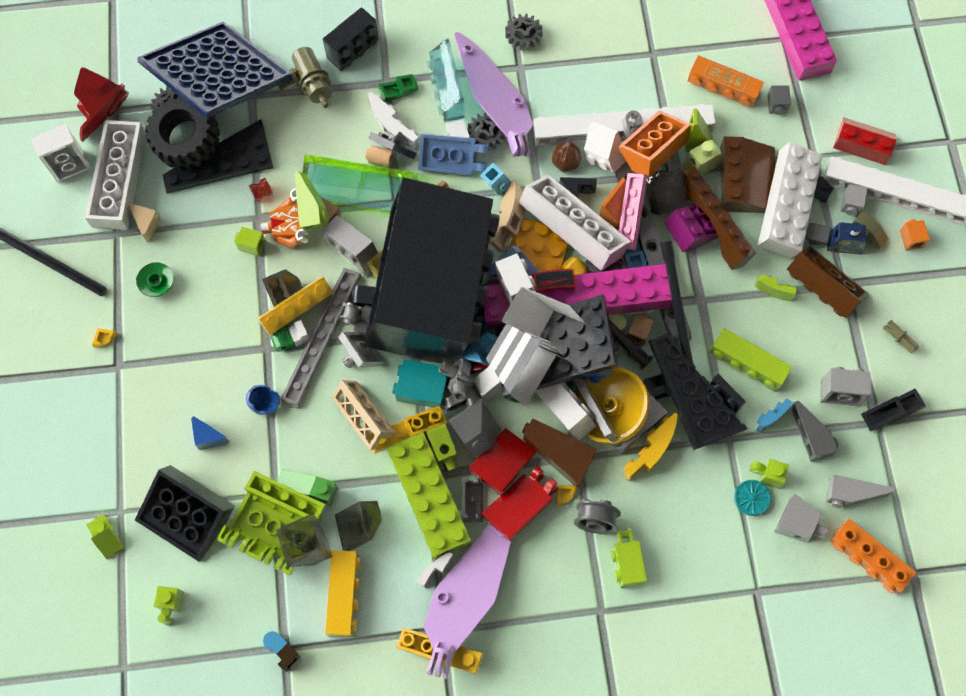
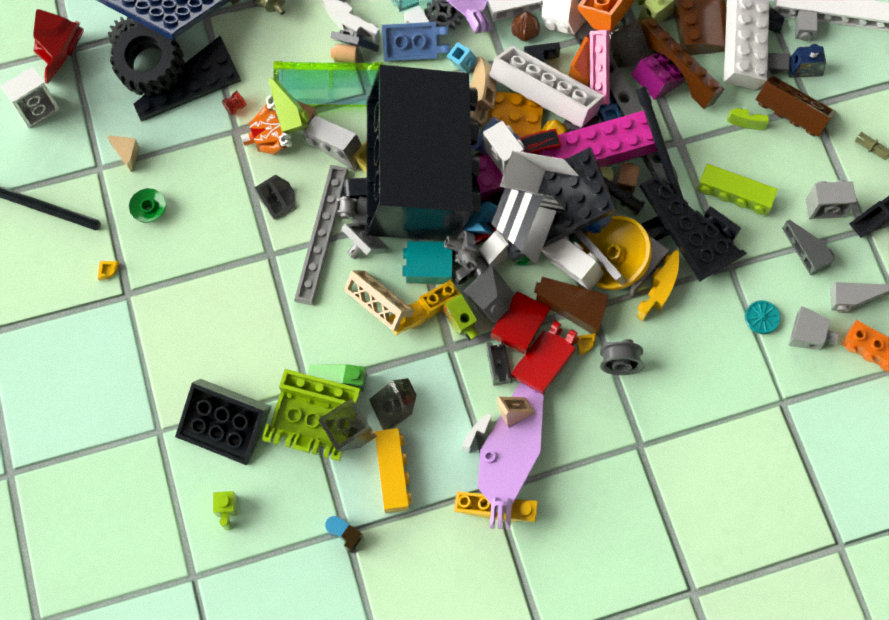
camera: 10 degrees left, 0 degrees up
(104, 536) = (149, 456): lime slope -> none
(115, 175) = (88, 111): white brick -> none
(206, 436) = (230, 345): blue slope -> none
(250, 241) = (233, 154): lime brick -> none
(262, 400) = (277, 302): blue hair -> none
(289, 337) = (292, 239): leg -> none
(295, 305) = (291, 207): yellow brick -> none
(428, 496) = (456, 364): lime brick -> none
(477, 552) = (514, 409): none -> tan slope
(628, 560) = (657, 394): lime brick -> none
(772, 417) = (763, 243): dark azure slope -> none
(772, 472) = (777, 290): lime brick -> none
(875, 233) = (832, 53): olive slope -> none
(914, 234) = (868, 49): orange brick -> none

